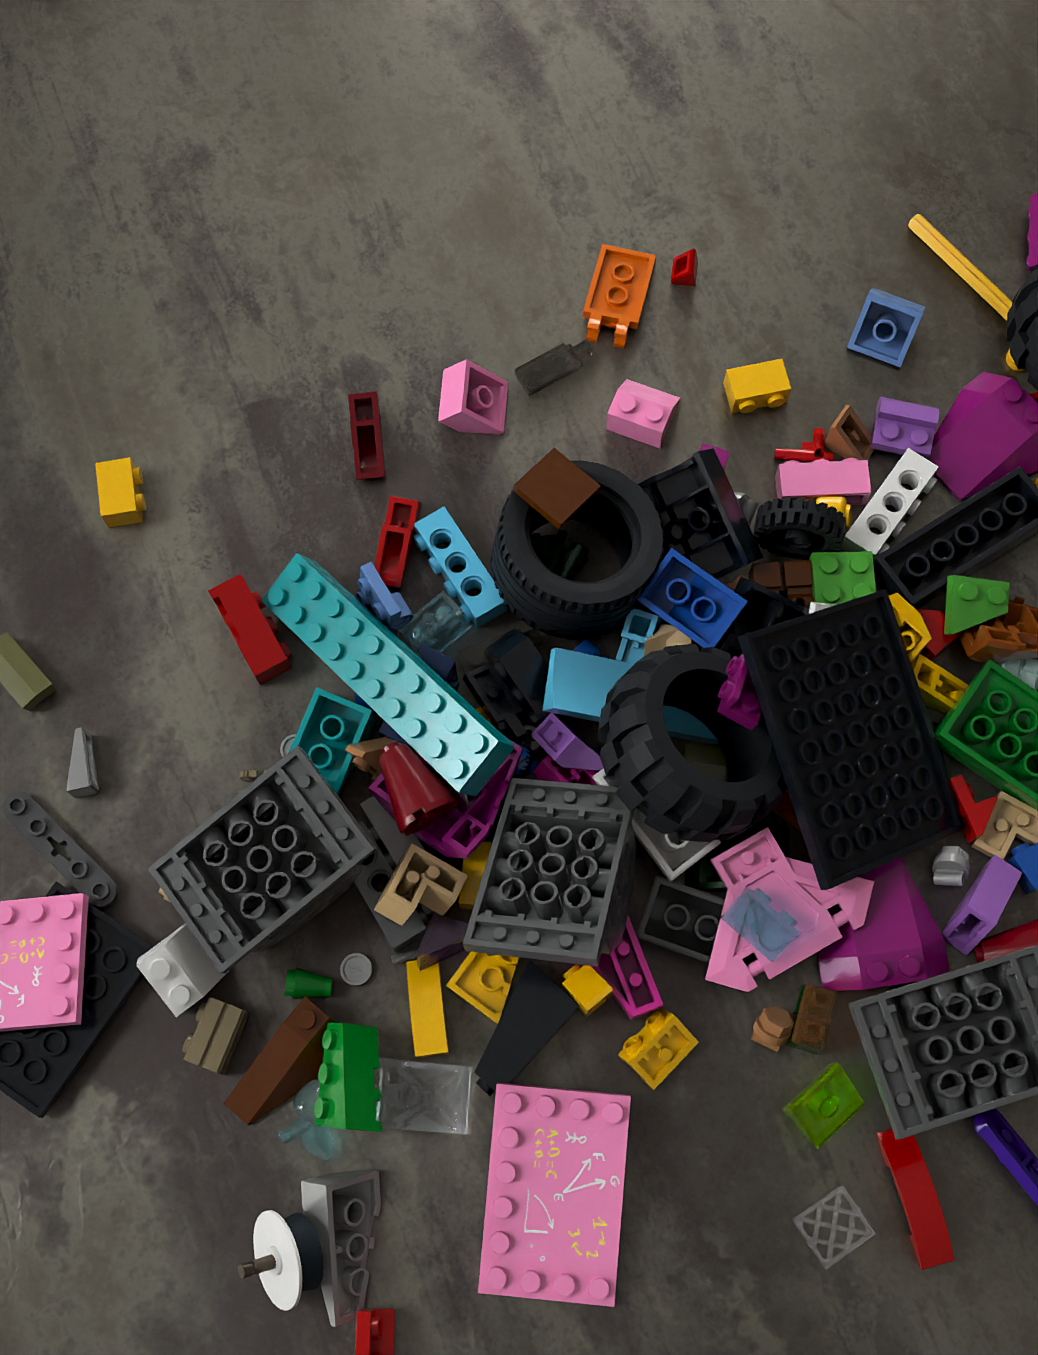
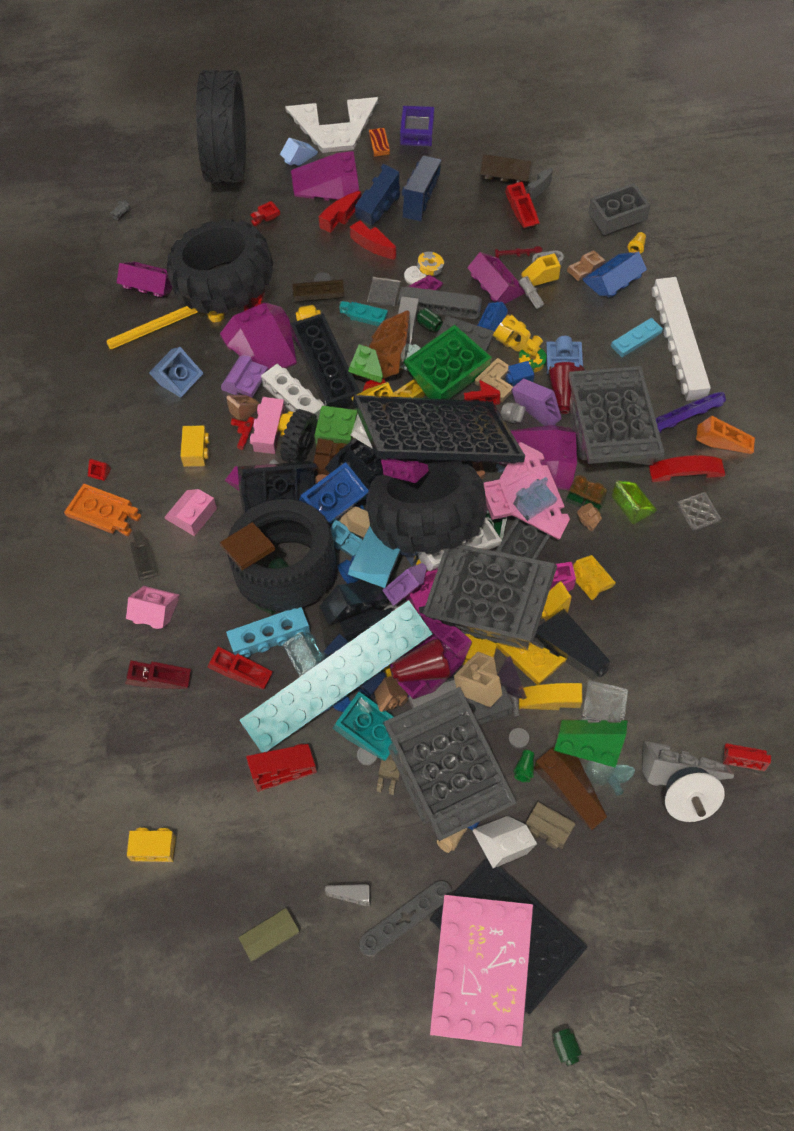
camera: 80 degrees left, 10 degrees down
(375, 596) = (279, 678): medium blue plate -> none
(554, 1194) = (668, 643): bright pink plate -> none
(1000, 1262) = (722, 435): none -> orange slope

